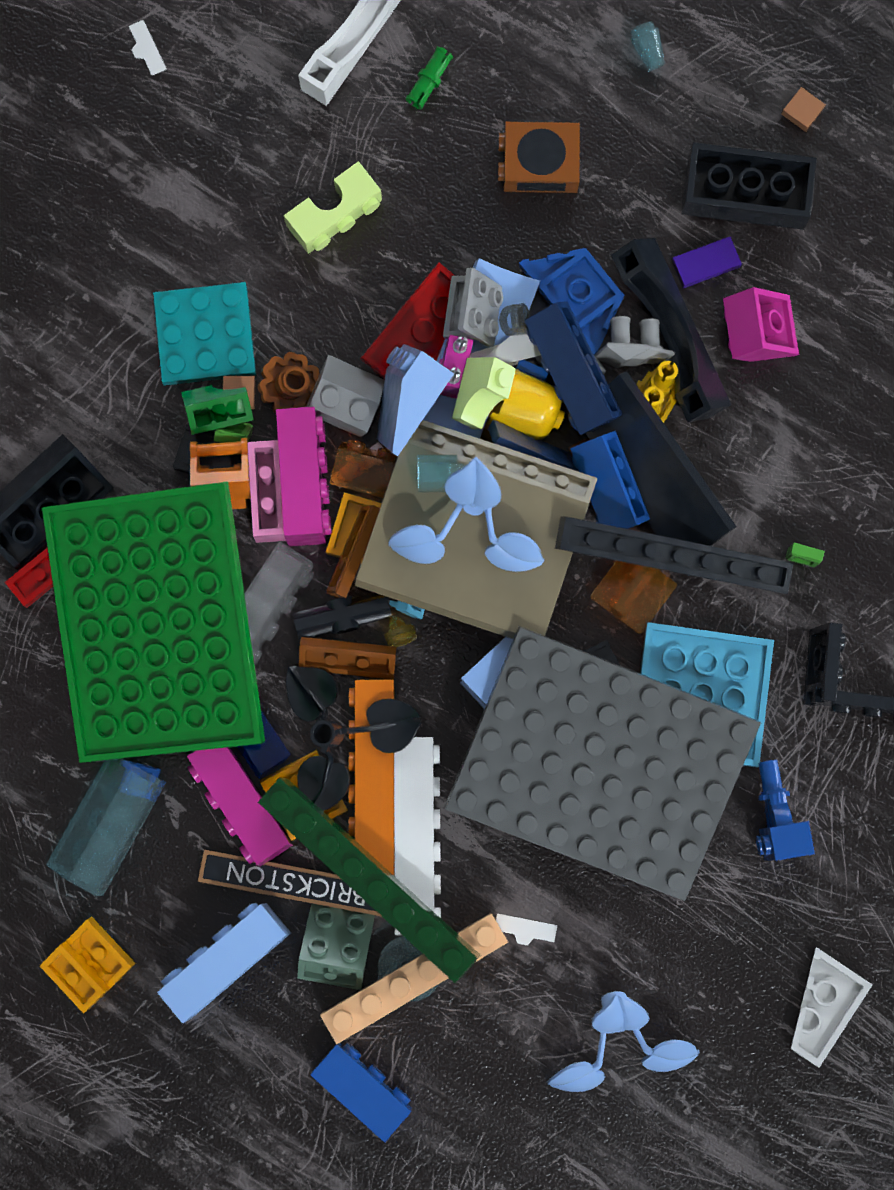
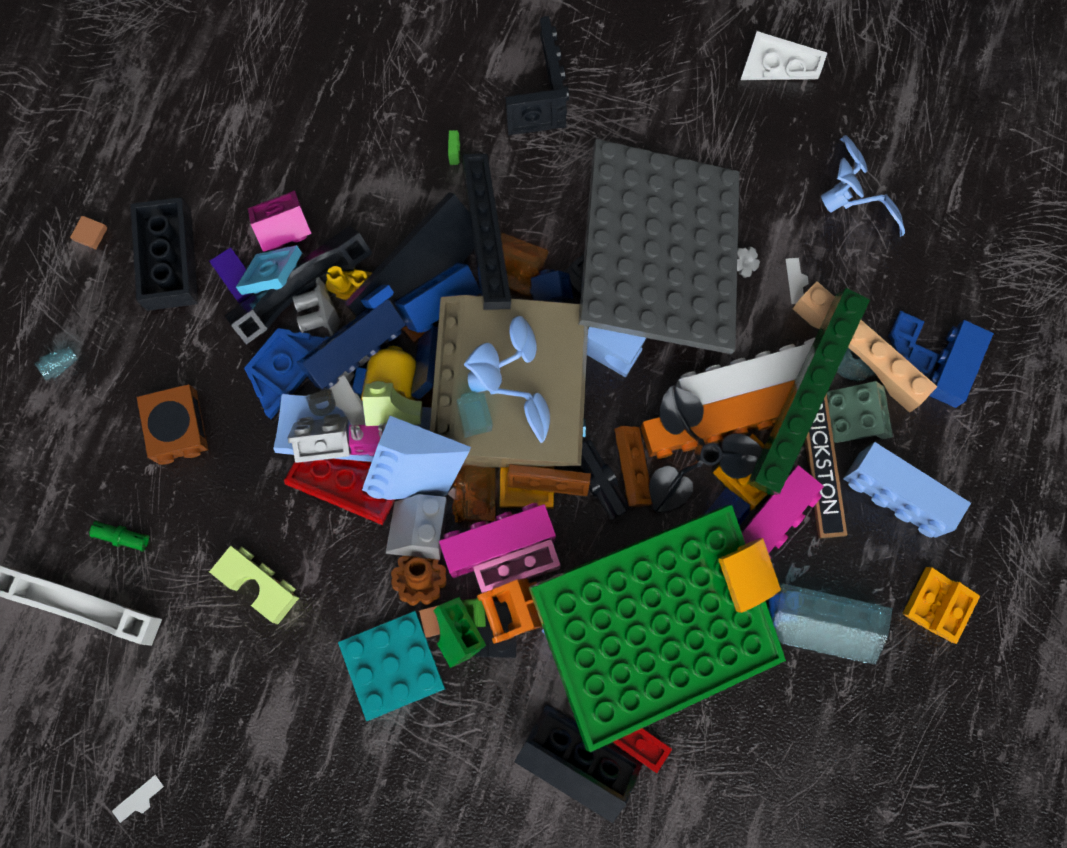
camera: 105 degrees left, 5 degrees down
(177, 741) = (749, 575): none -> light orange slope
(274, 593) = (592, 538): clear brick -> none
(399, 632) = (602, 430): clear yellow tile -> none
(415, 1036) = (903, 338): none -> blue tile
(563, 871) = (747, 261): none -> light grey plant
(589, 621) = (551, 286): none -> dark blue brick
(620, 408) = (377, 296): none -> blue tile
(694, 298) = (269, 270): none -> medium azure plate
(714, 667) = (560, 195): medium azure plate -> none
(782, 837) = (670, 113): blue brick -> none

